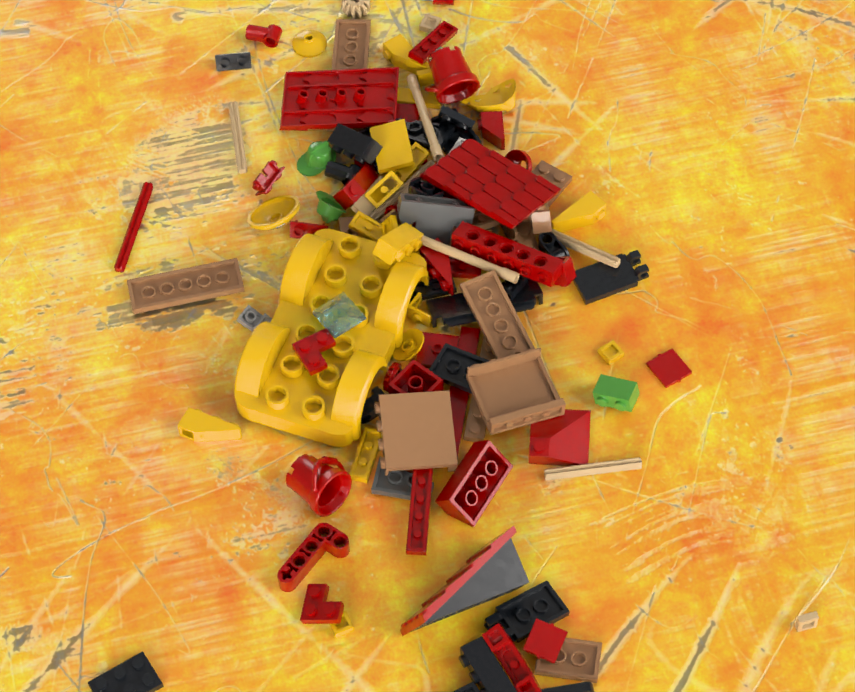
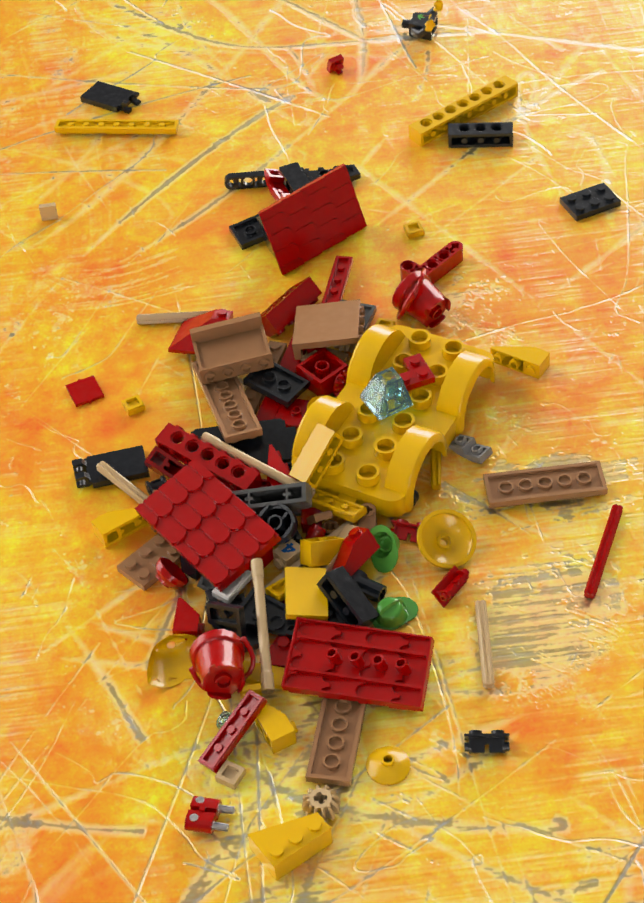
camera: 170 degrees left, 10 degrees down
(268, 35) = (439, 770): red piece -> none
(317, 609) = (431, 233): red plate -> none
(389, 224) = (322, 493): yellow tile -> none
(545, 641) = (252, 205): red piece -> none
(576, 661) = (237, 203): medium nougat tile -> none
(616, 393) = (140, 362): bright green brick -> none

